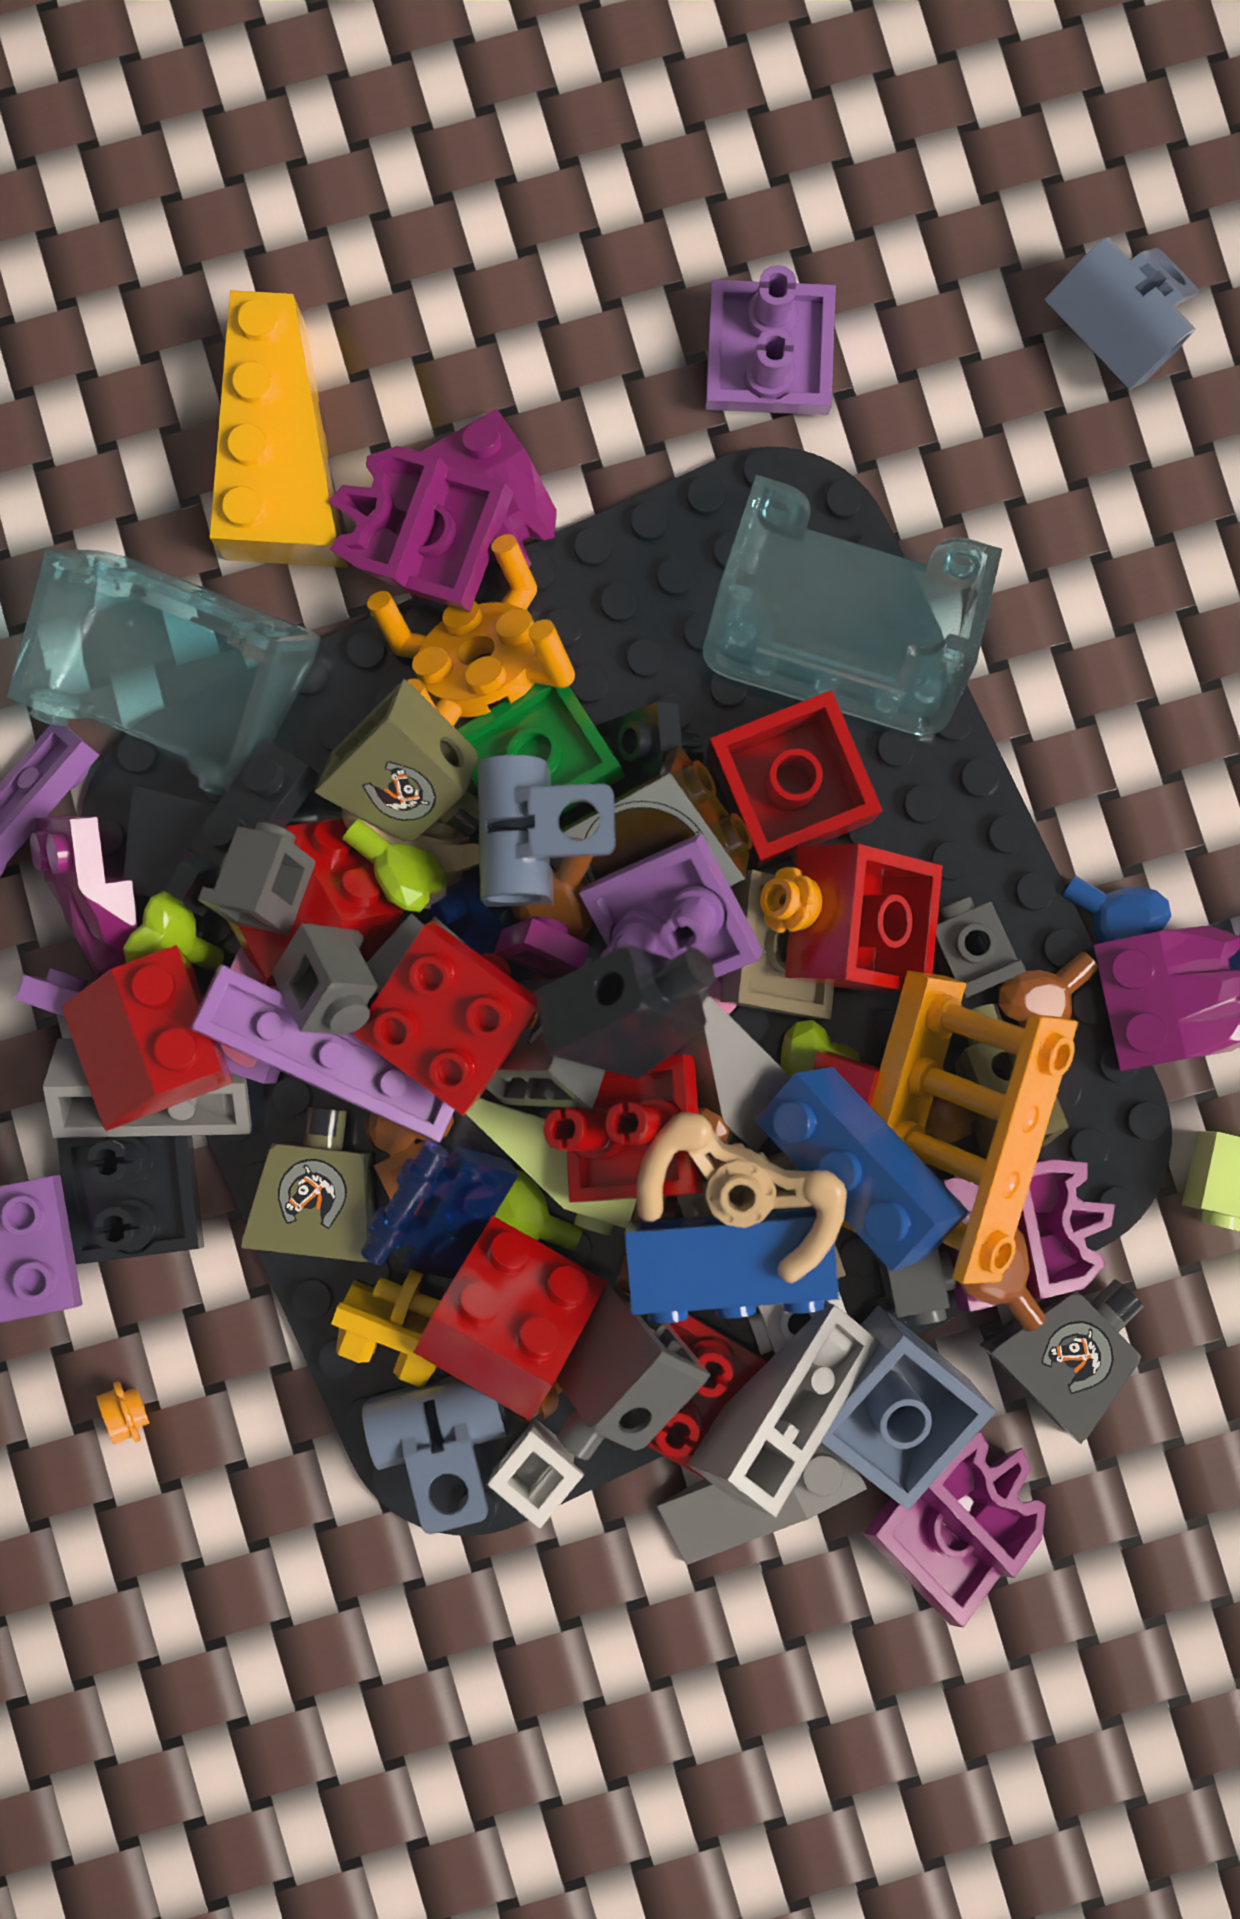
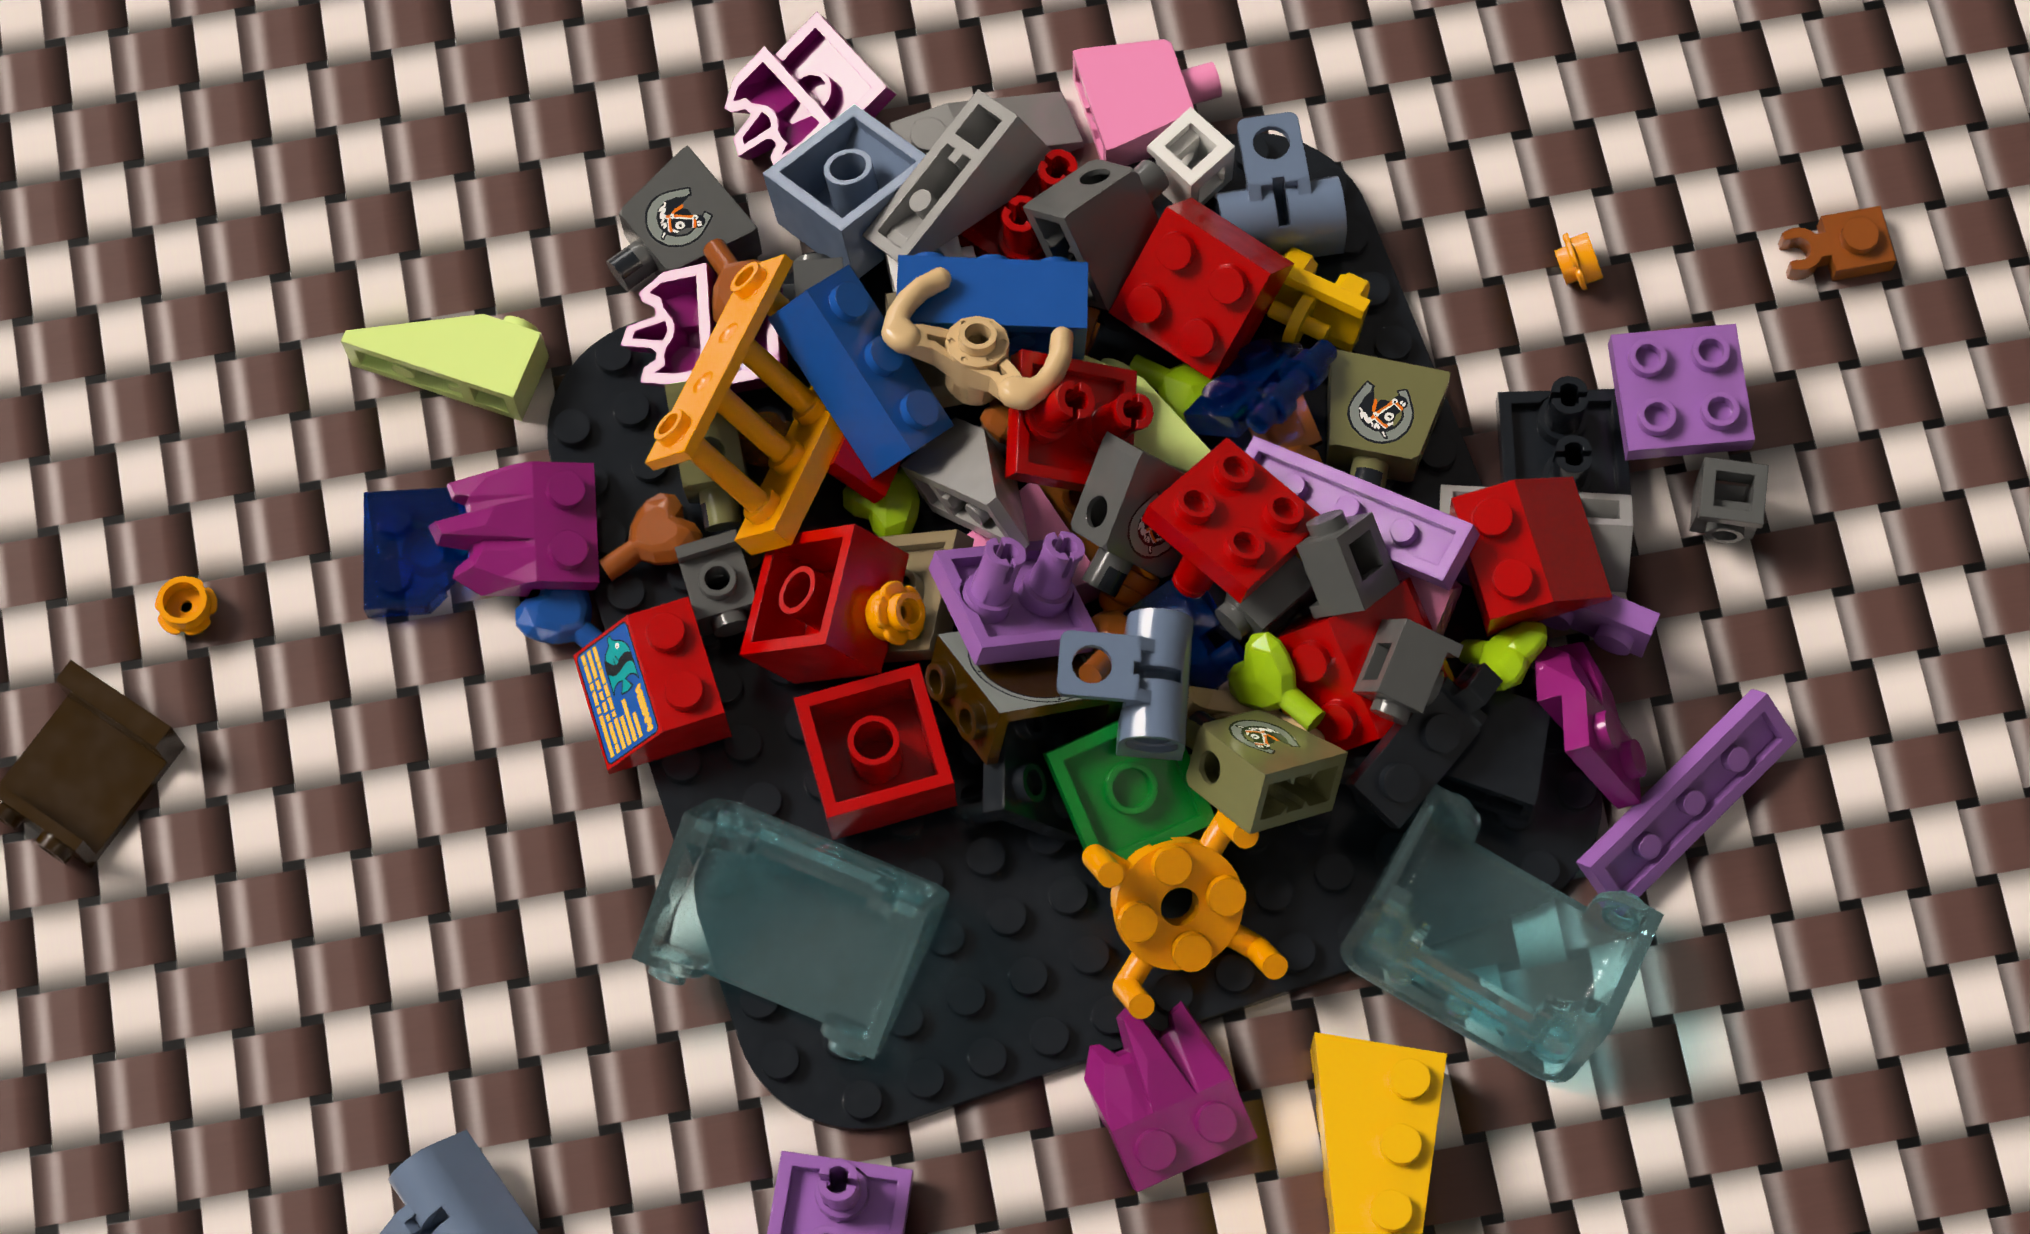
camera: 170 degrees left, 15 degrees down
(423, 525) = (1224, 1039): magenta plate -> none
(542, 947) = (1136, 591): magenta plate -> none
(600, 1559) = (1136, 94): none -> bright pink torso
(626, 1009) = (1040, 496): black torso -> none
(1020, 835) = (651, 687): none -> red slope

